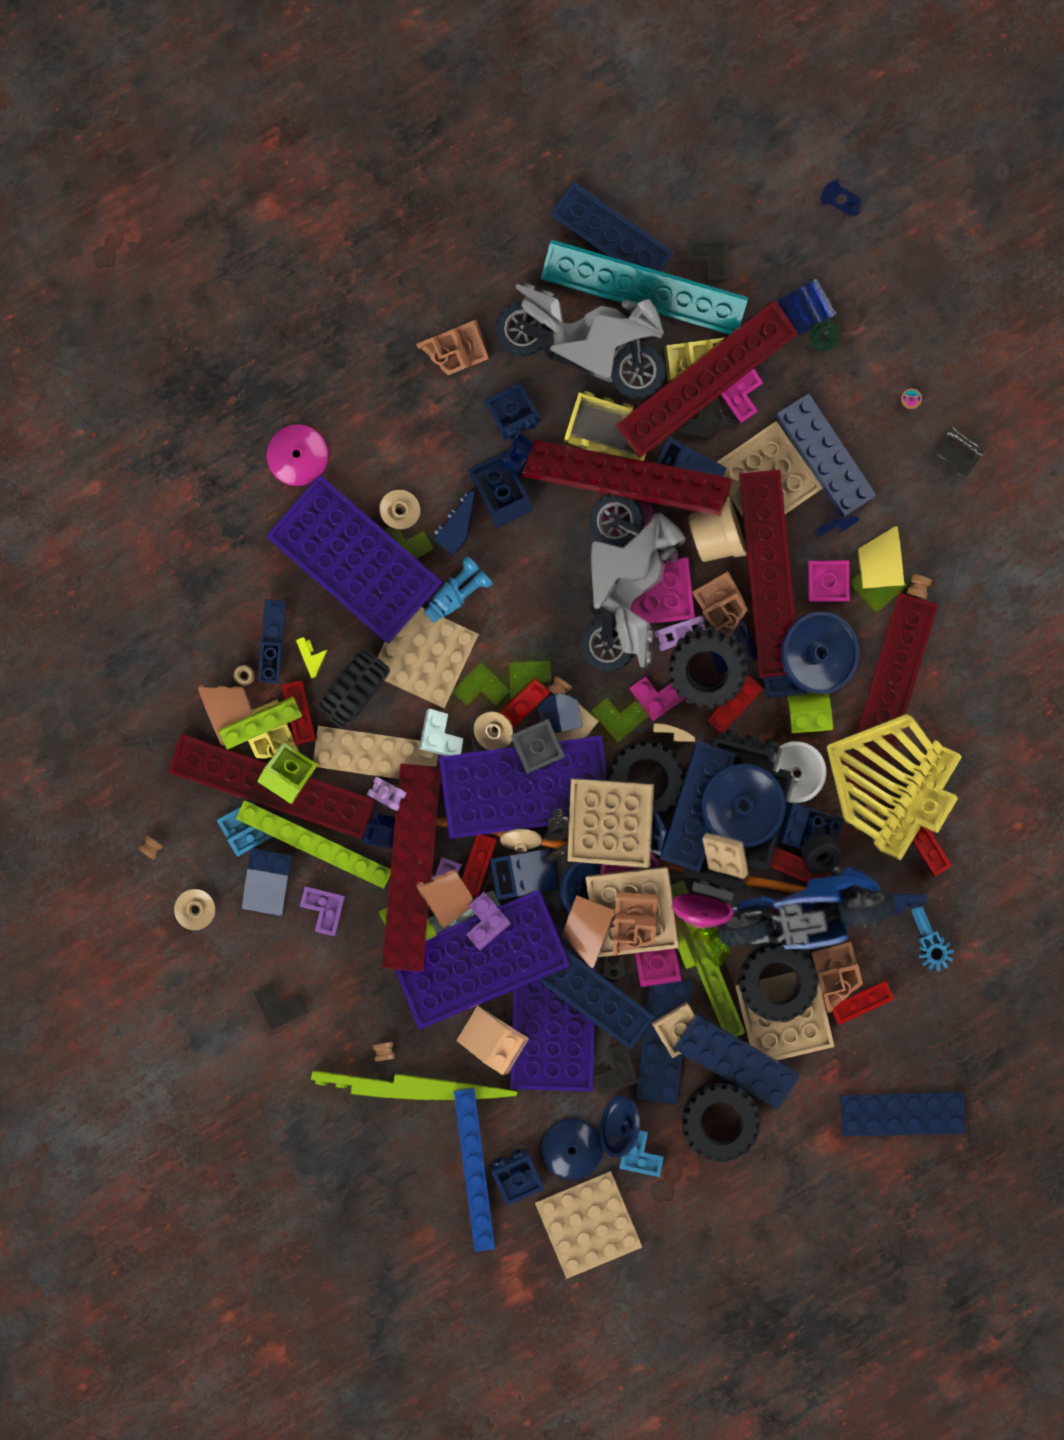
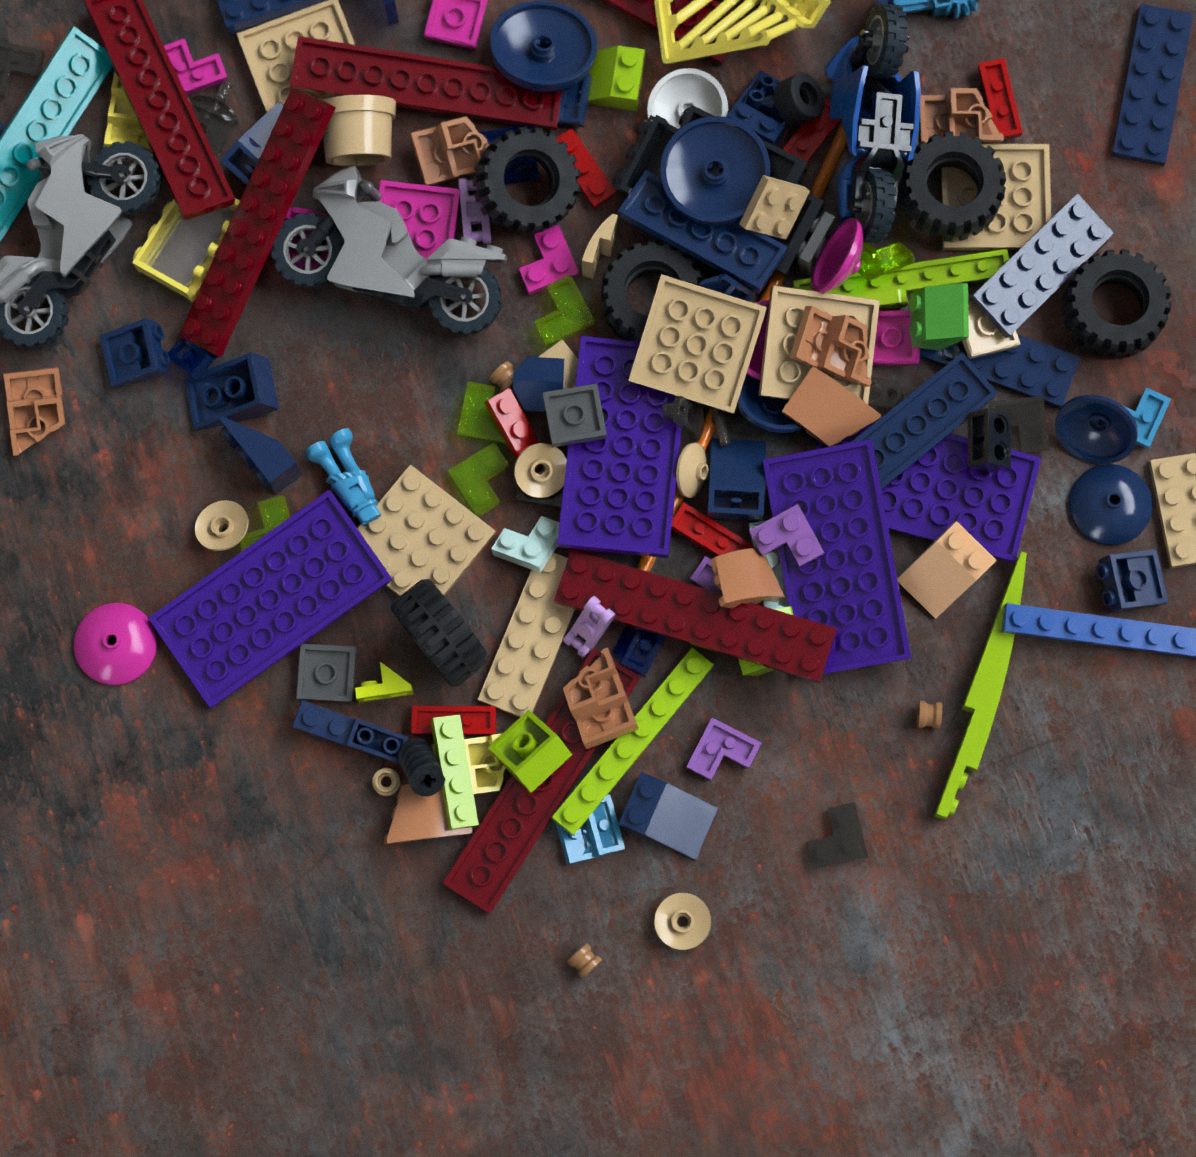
camera: 80 degrees left, 10 degrees down
(256, 699) = (421, 767): none -> black piece
(311, 613) = (326, 673): none -> dark grey plate
(334, 814) = (600, 702): none -> nougat slope
(592, 1050) = (989, 440): none -> black brick
(675, 993) = (939, 316): none -> bright green slope

